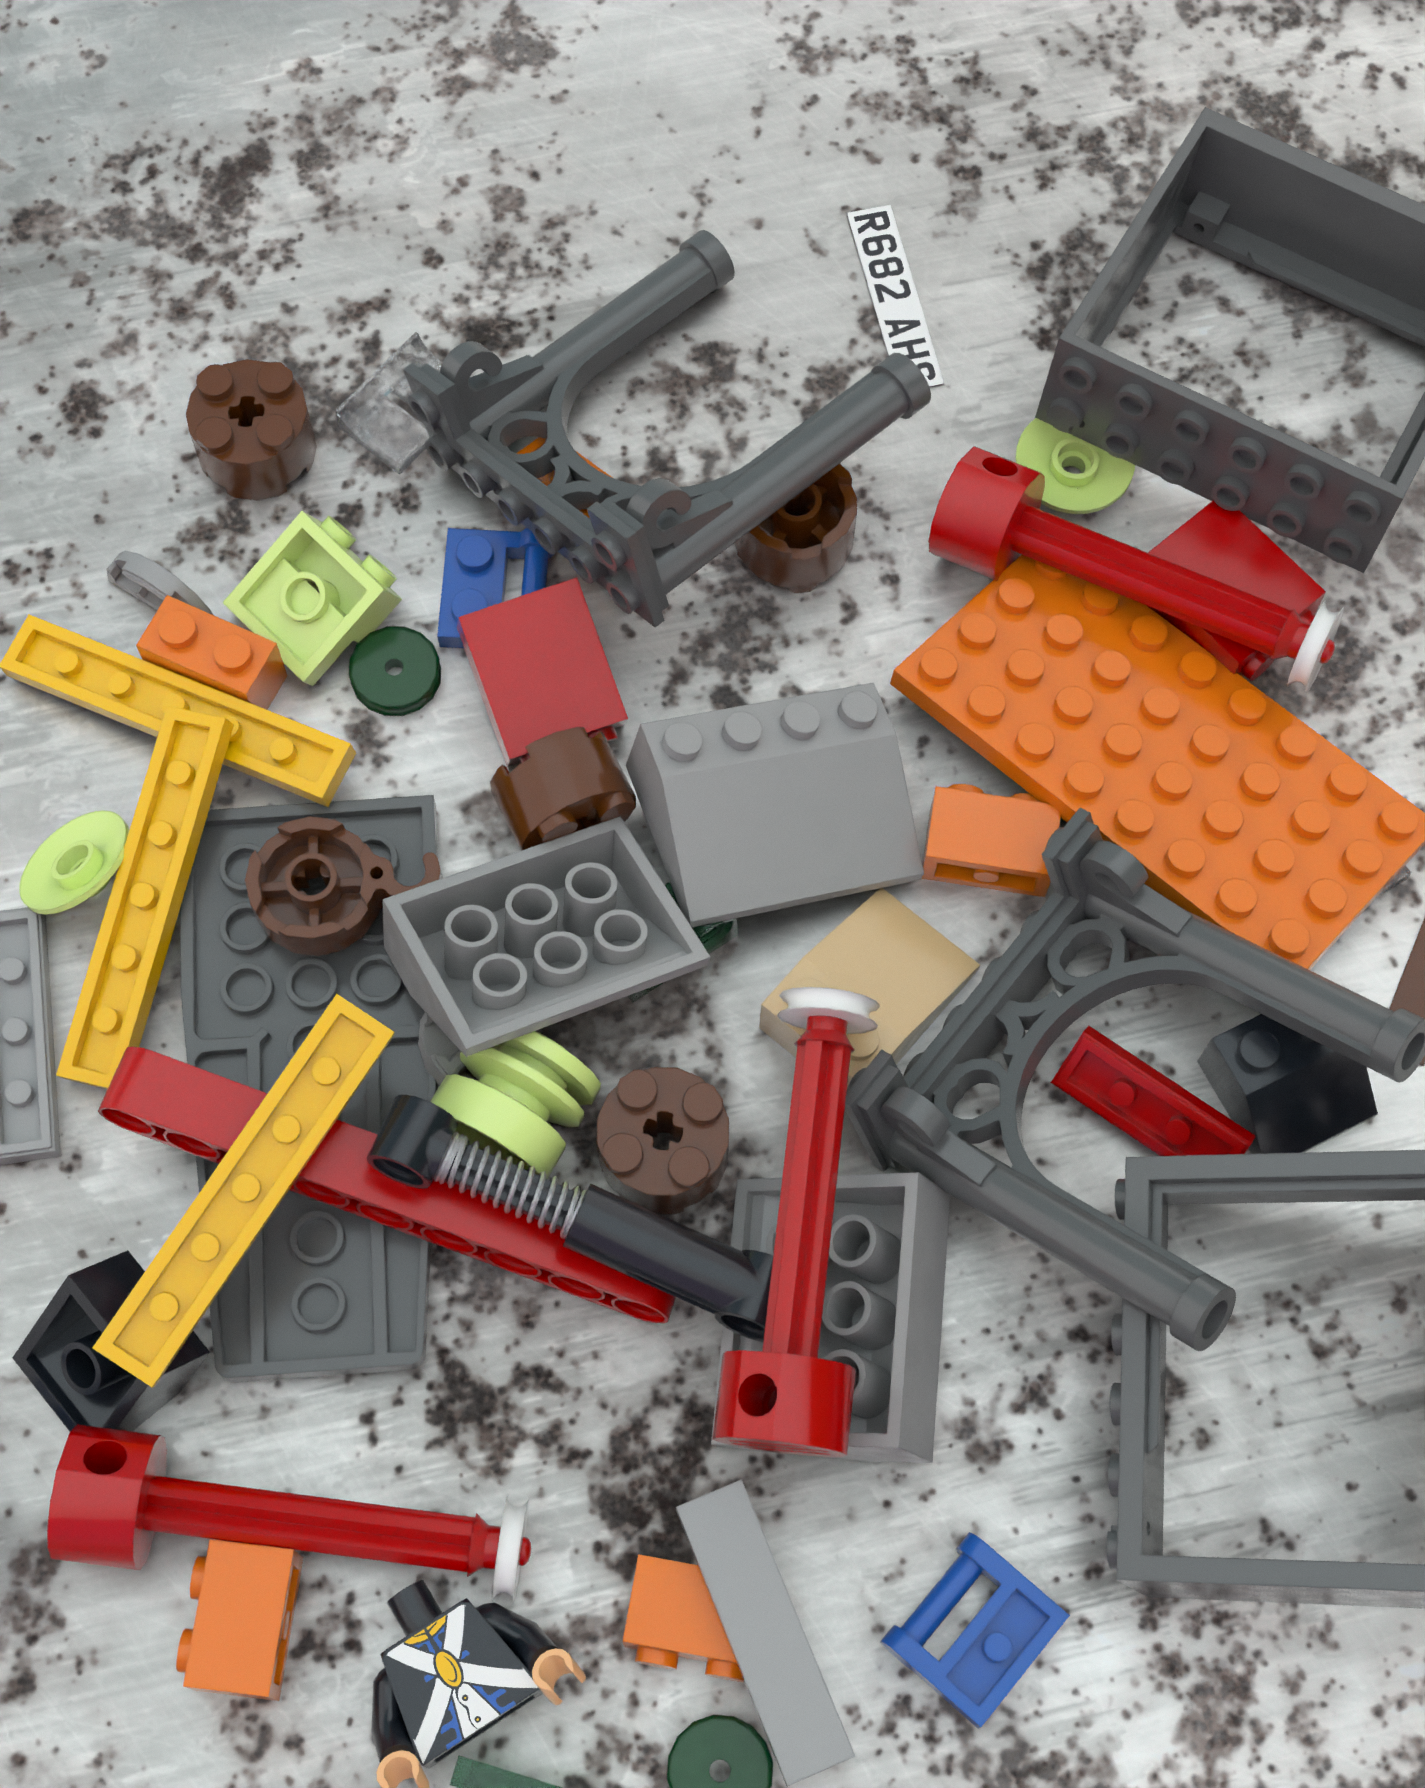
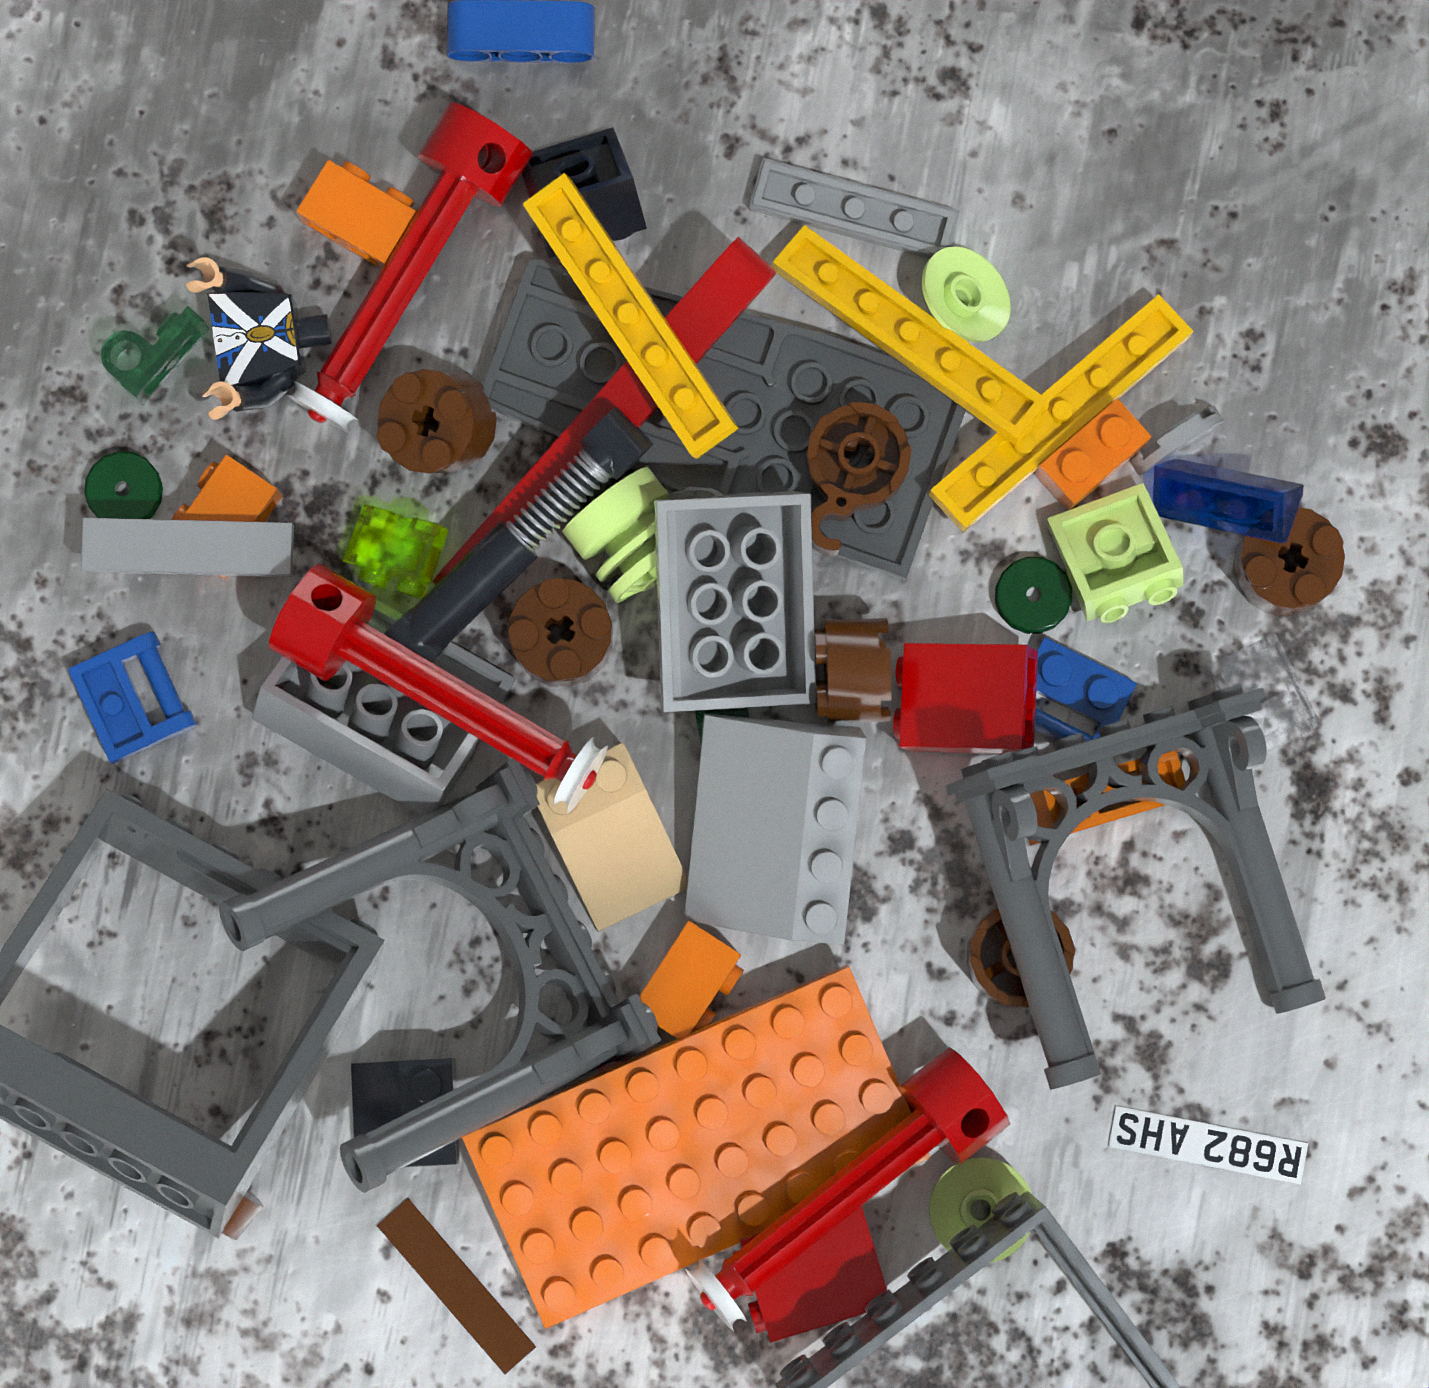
camera: 115 degrees right, 15 degrees up
(207, 498) = (1226, 499): none -> clear blue slope
(499, 1422) = (409, 417): none -> reddish brown brick
(647, 1379) = (395, 550): none -> clear neon green cylinder
(1145, 1101) = (429, 999): red tile -> none

